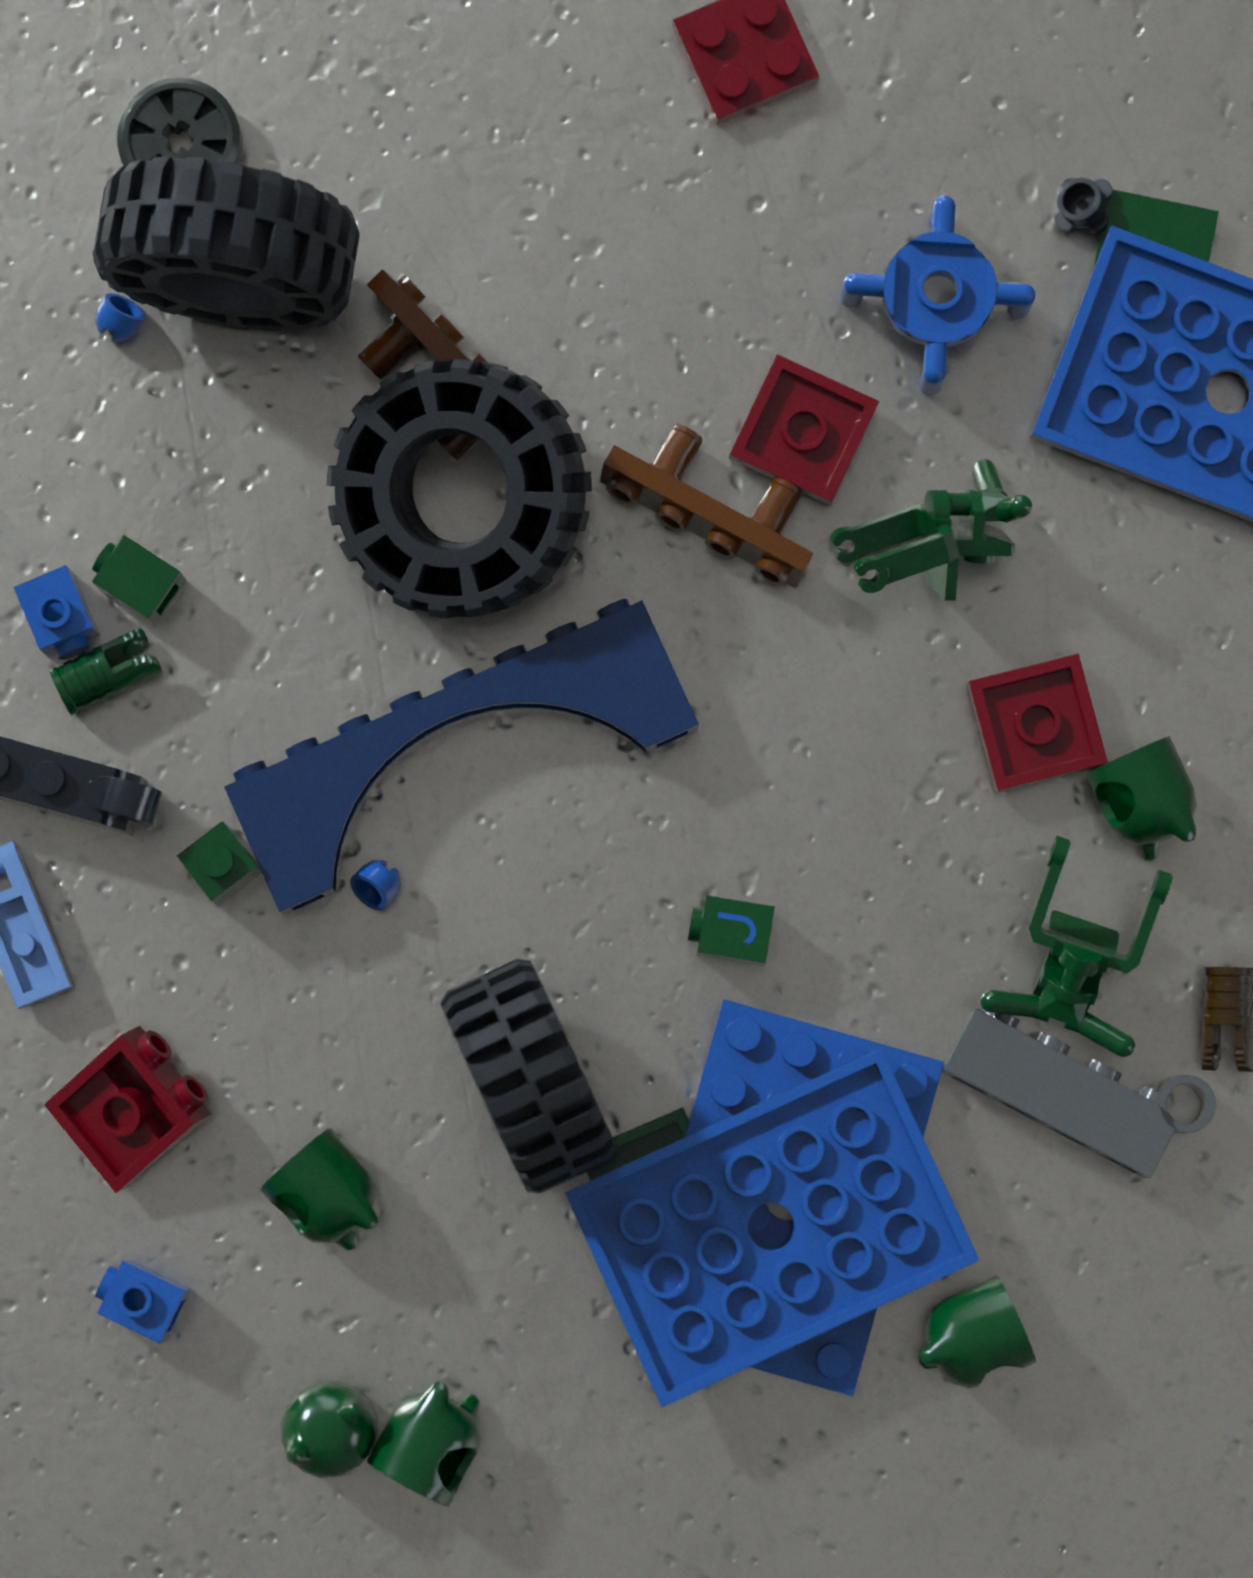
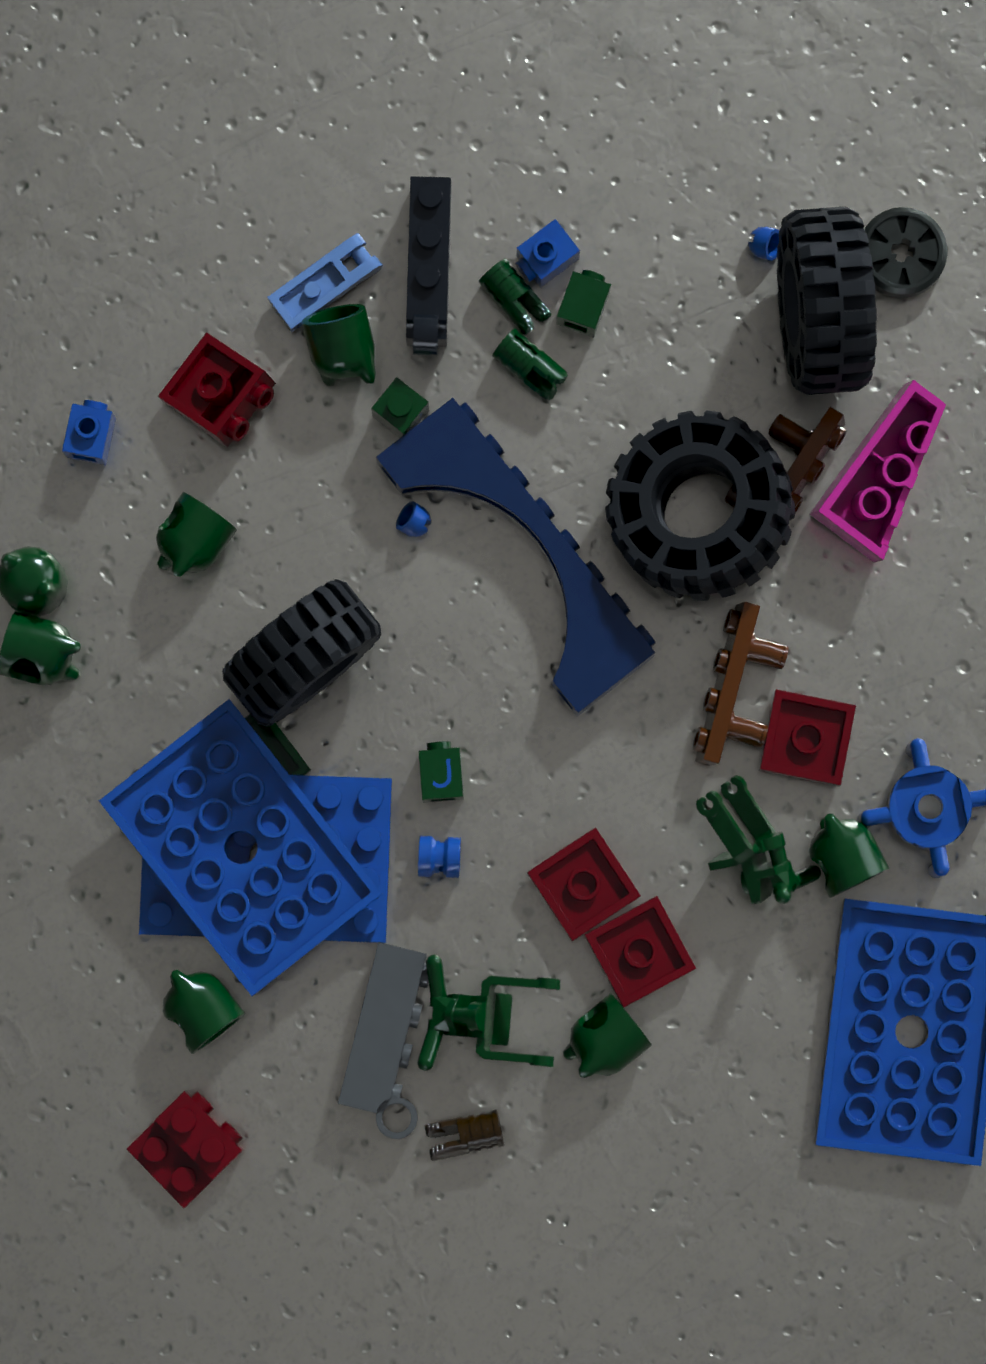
camera: 75 degrees right, 0 degrees up
(113, 924) = (341, 343): none -> dark green piece
(204, 672) = (530, 364): none -> dark green hinge
(476, 245) = (875, 482): none -> dark pink wedge
(845, 962) = (439, 857): none -> blue wheel
(928, 775) = (583, 884): none -> dark red plate
(975, 416) = (846, 854): none -> dark green piece
(1157, 1400) = (186, 1147): none -> dark red plate

